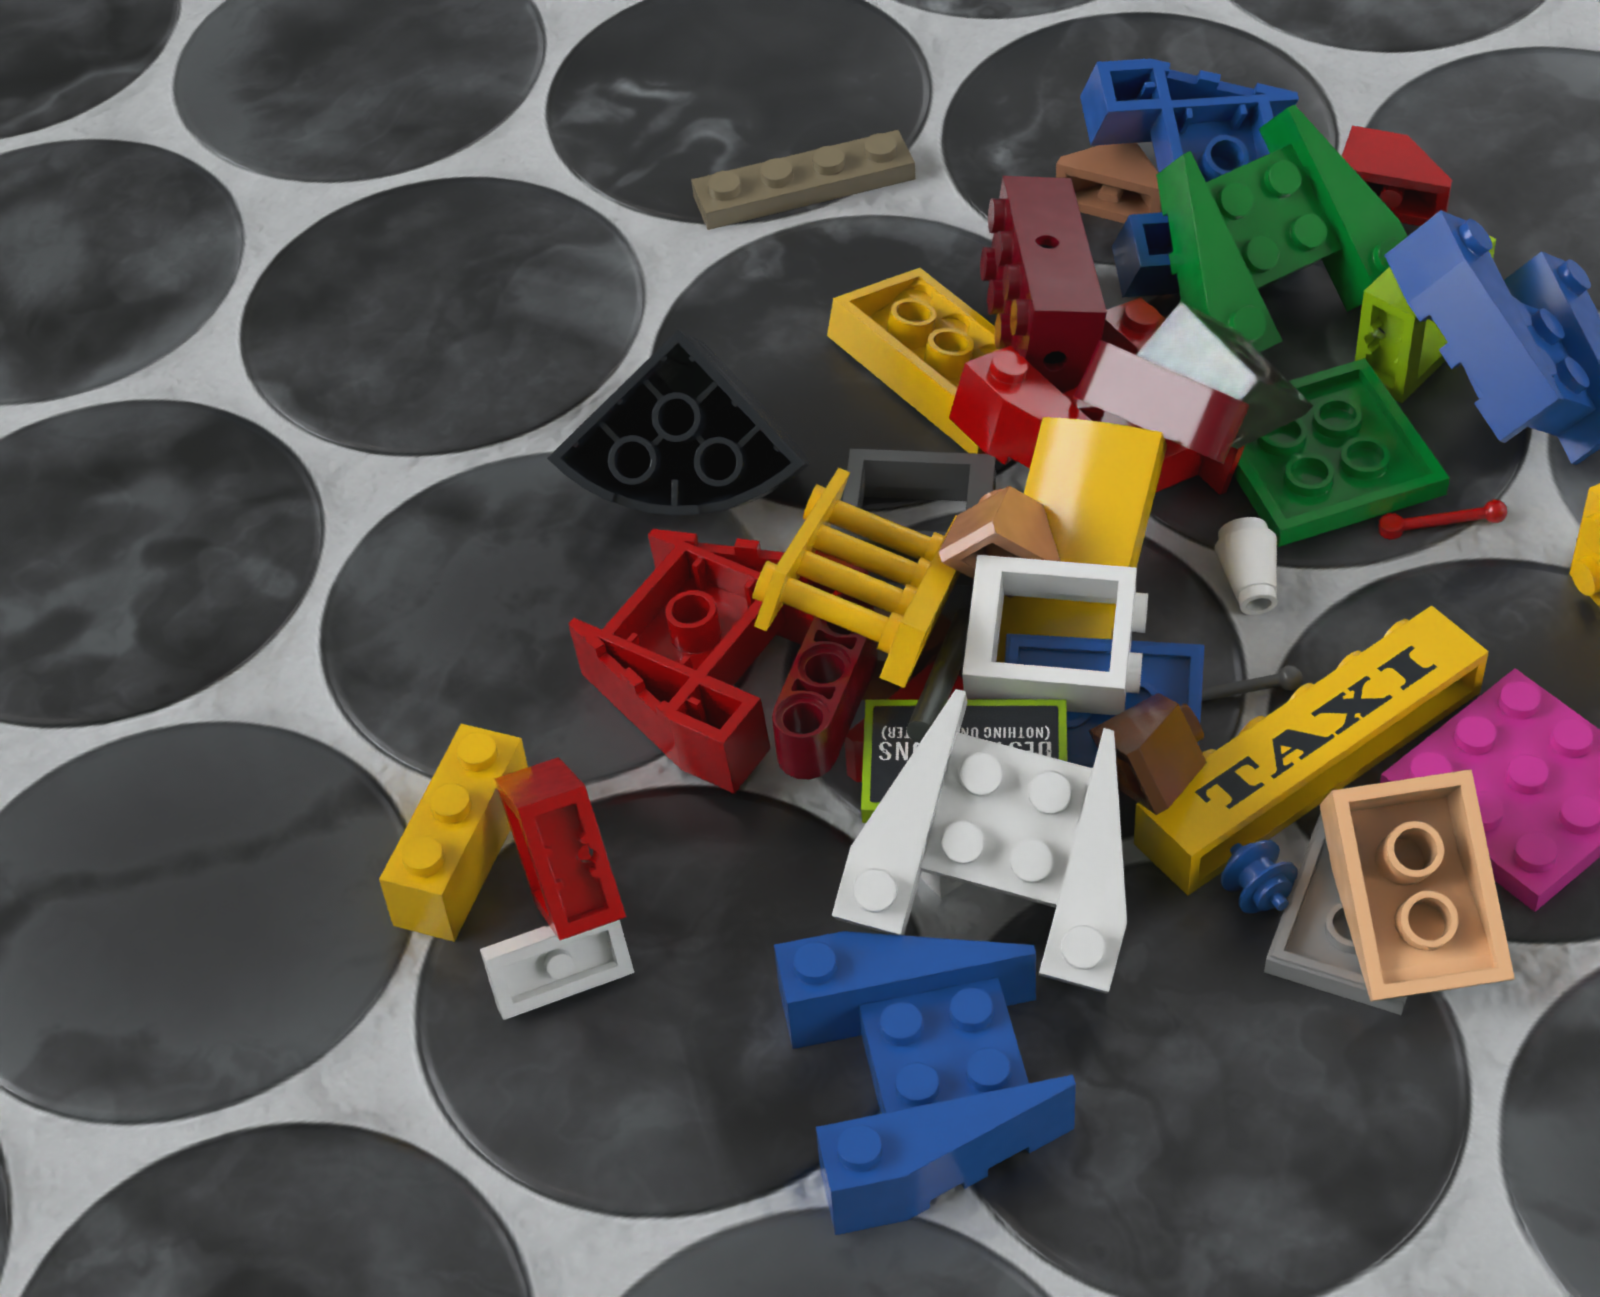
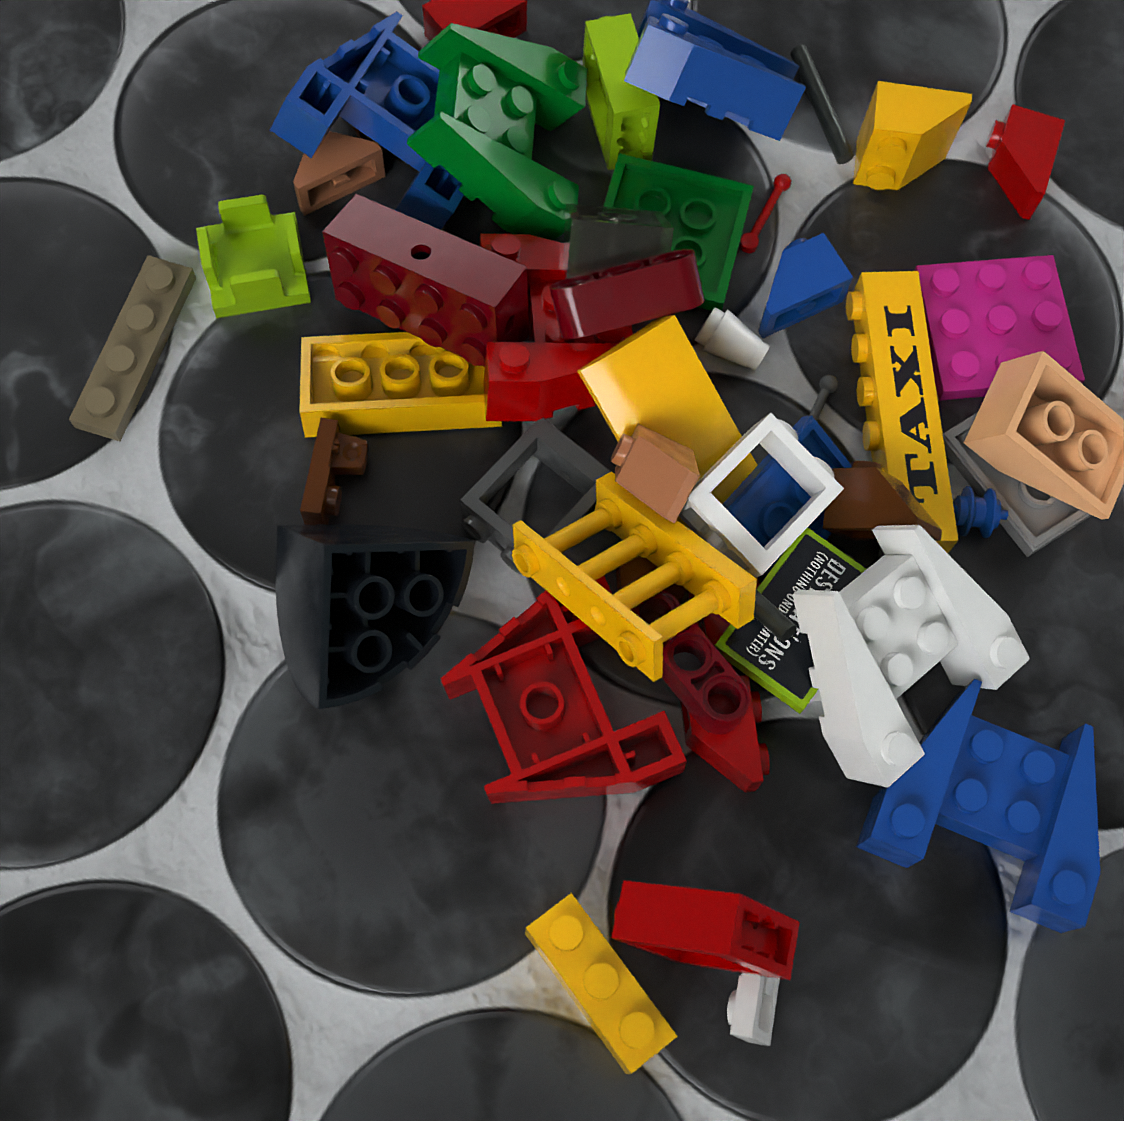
camera: 65 degrees left, 20 degrees up
(797, 356) = (332, 456): none -> reddish brown hinge
(800, 810) = (735, 753): none -> red slope
(952, 189) = (252, 258): none -> lime panel
(1369, 579) = (805, 283): none -> blue slope

